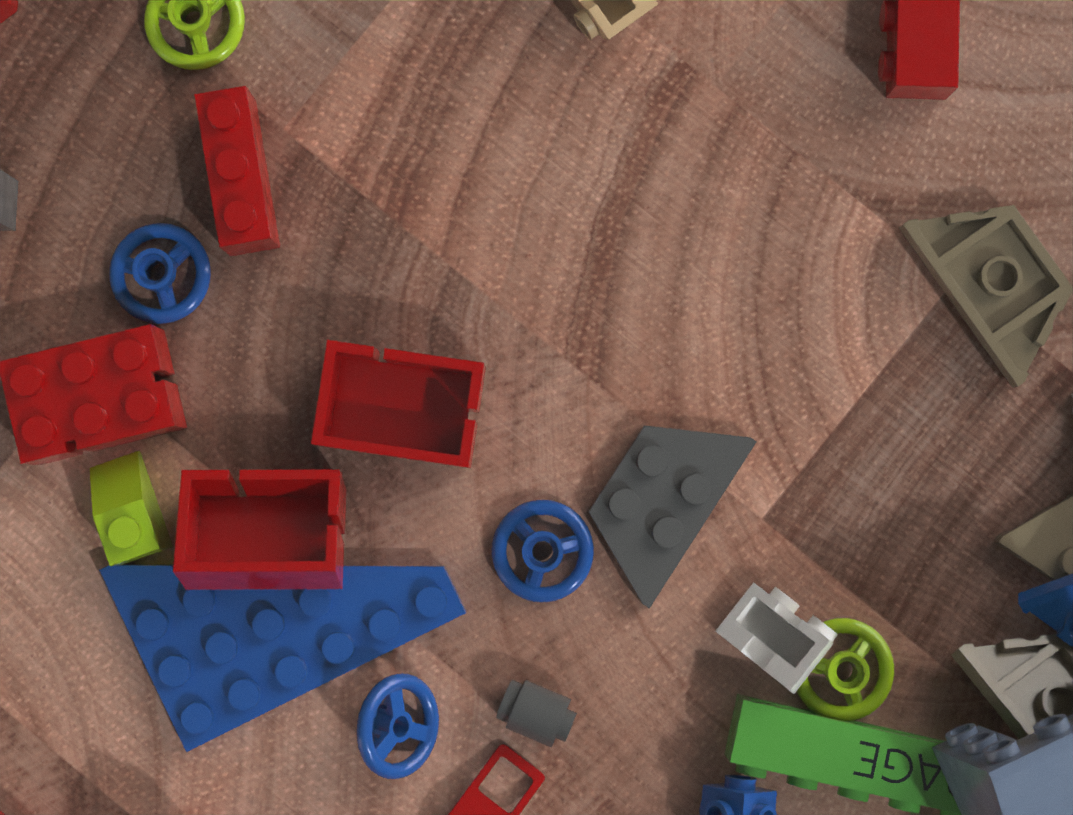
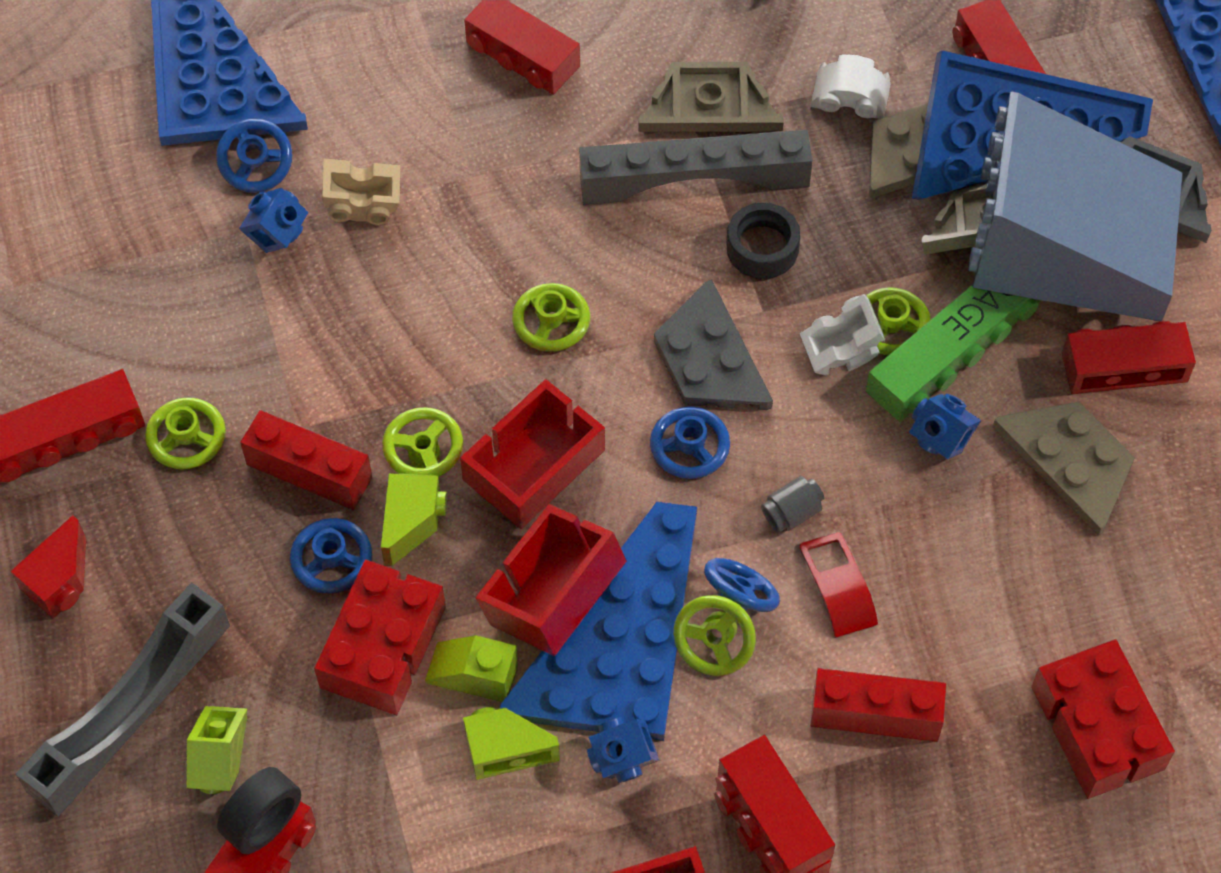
camera: 55 degrees left, 25 degrees down
(67, 600) = (506, 742): none -> lime slope
(132, 728) = (636, 752): none -> blue brick
(251, 322) = (410, 513): none -> lime slope
(316, 310) = (424, 460): none -> lime piece
(327, 731) = (722, 621): none -> lime piece
(556, 306) = (551, 298): none -> lime piece
(884, 456) = (769, 216): none -> black tyre
(930, 373) = (763, 159): none -> dark grey arch

